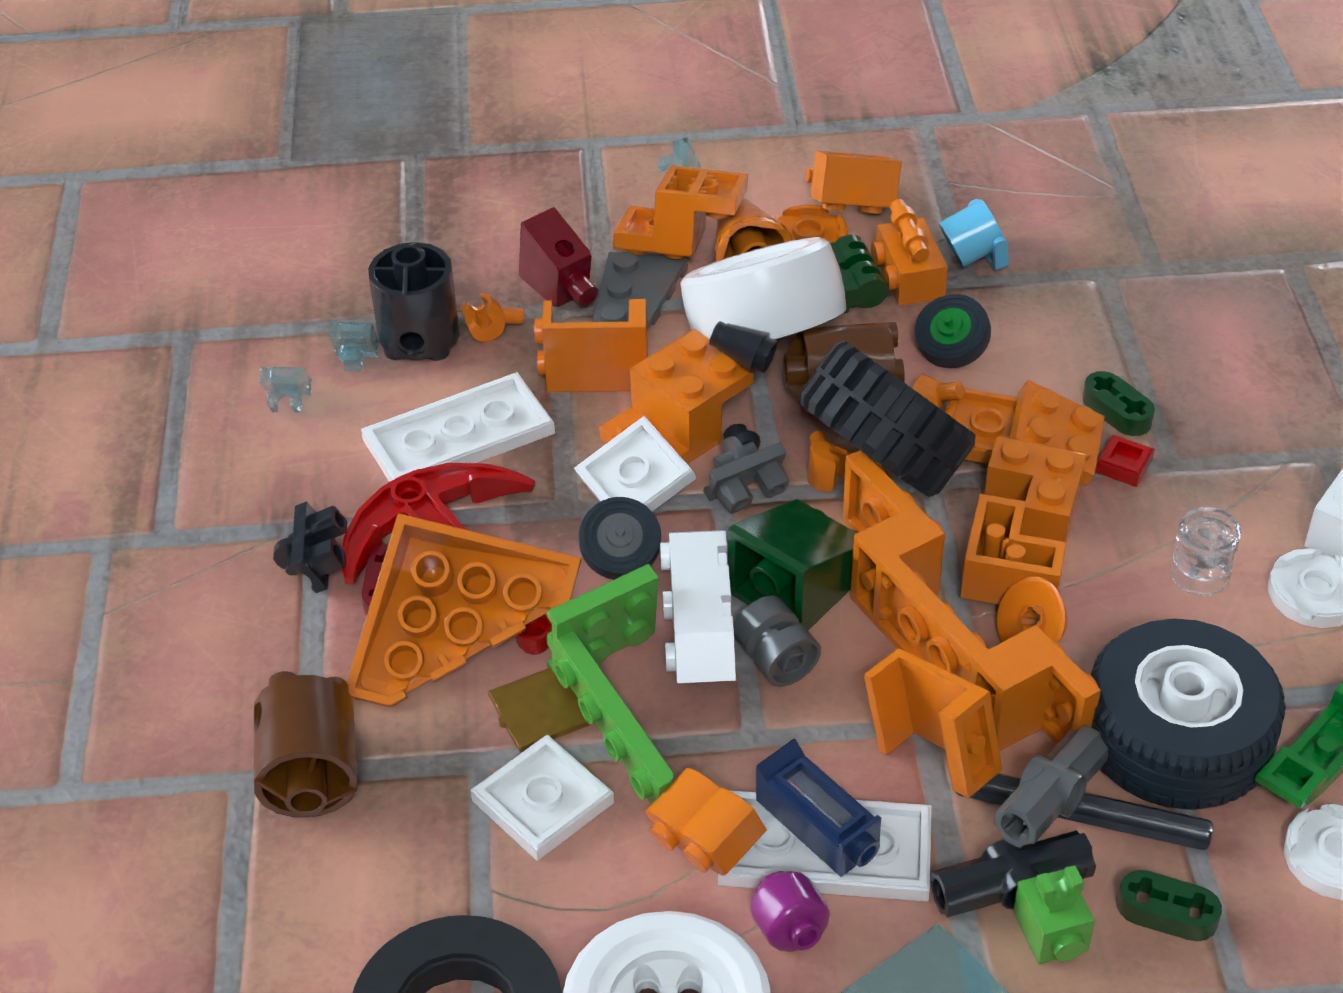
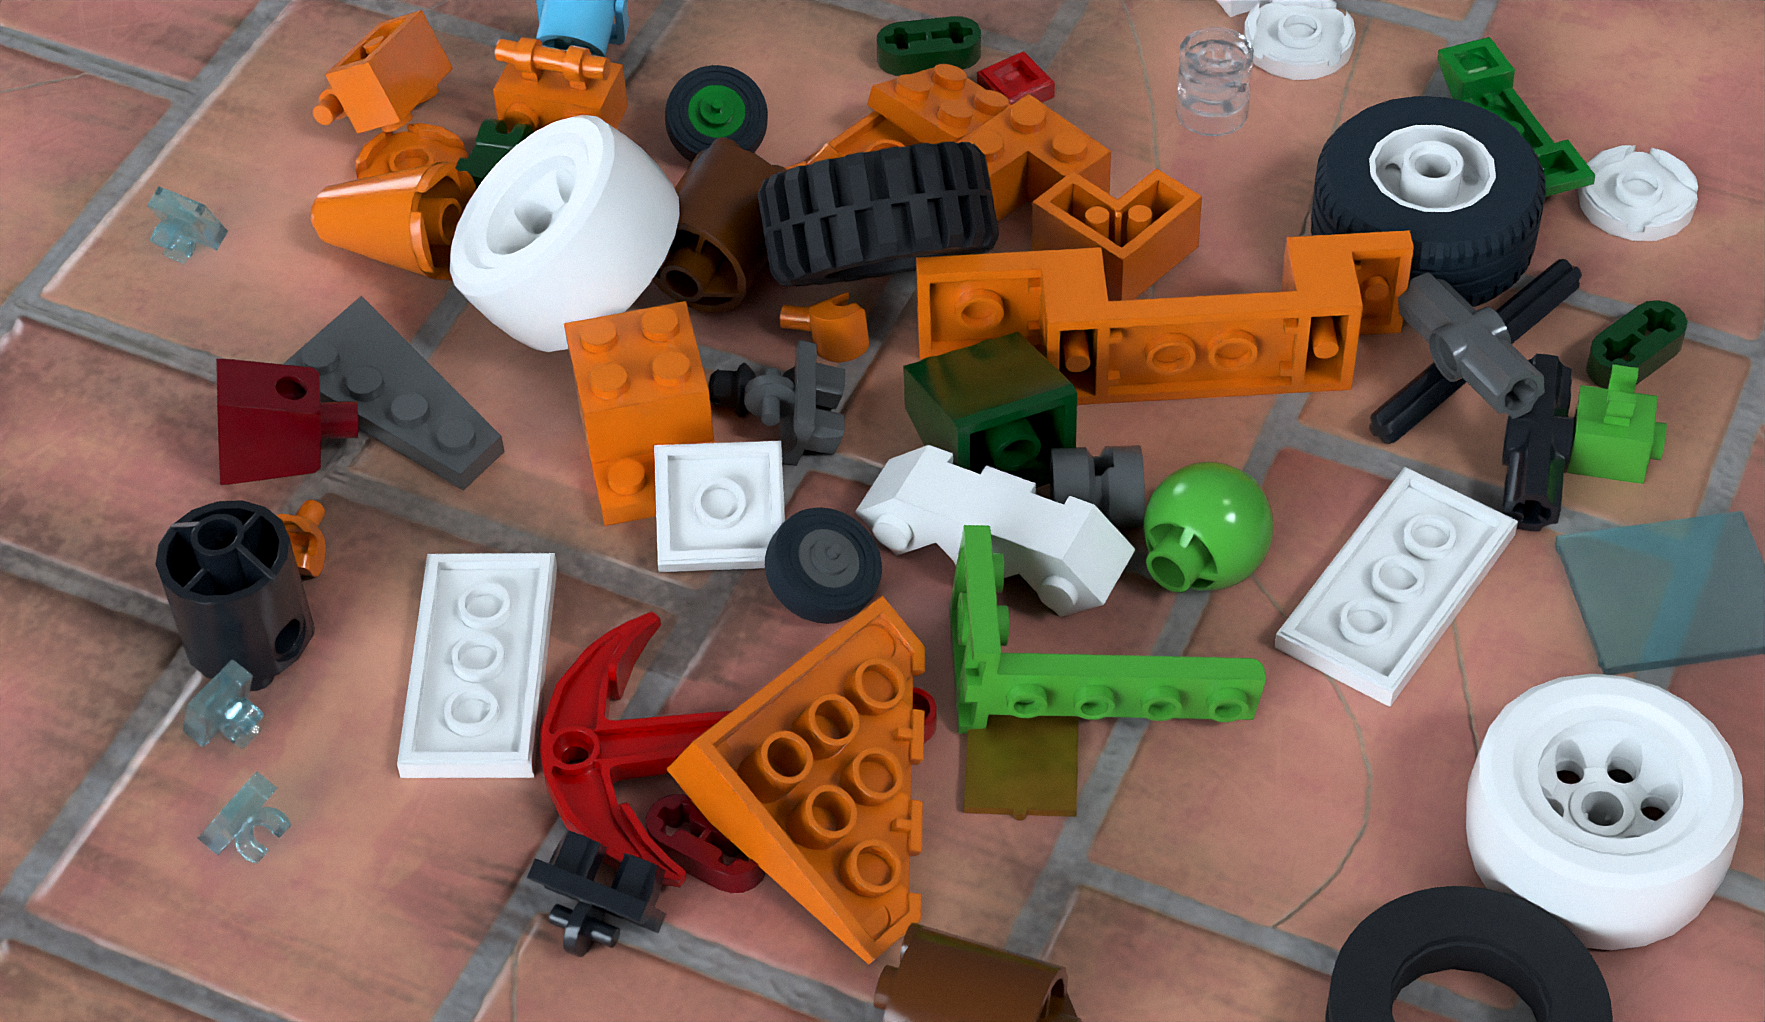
camera: 60 degrees left, 5 degrees up
(542, 797) = (1169, 817): white tile -> none
(590, 353) = (469, 486): orange panel -> none
(680, 211) = (306, 251): orange bracket -> none
(704, 822) = (1331, 664): orange brick -> none
(744, 345) = (664, 280): black cone -> none
(781, 704) = (1206, 528): none -> bright green brick
(789, 911) = (1486, 647): magenta head -> none
(817, 809) = (1382, 555): dark blue window -> none
(947, 710) = (1327, 380): orange panel -> none
(1025, 603) = (1216, 227): orange piece -> none

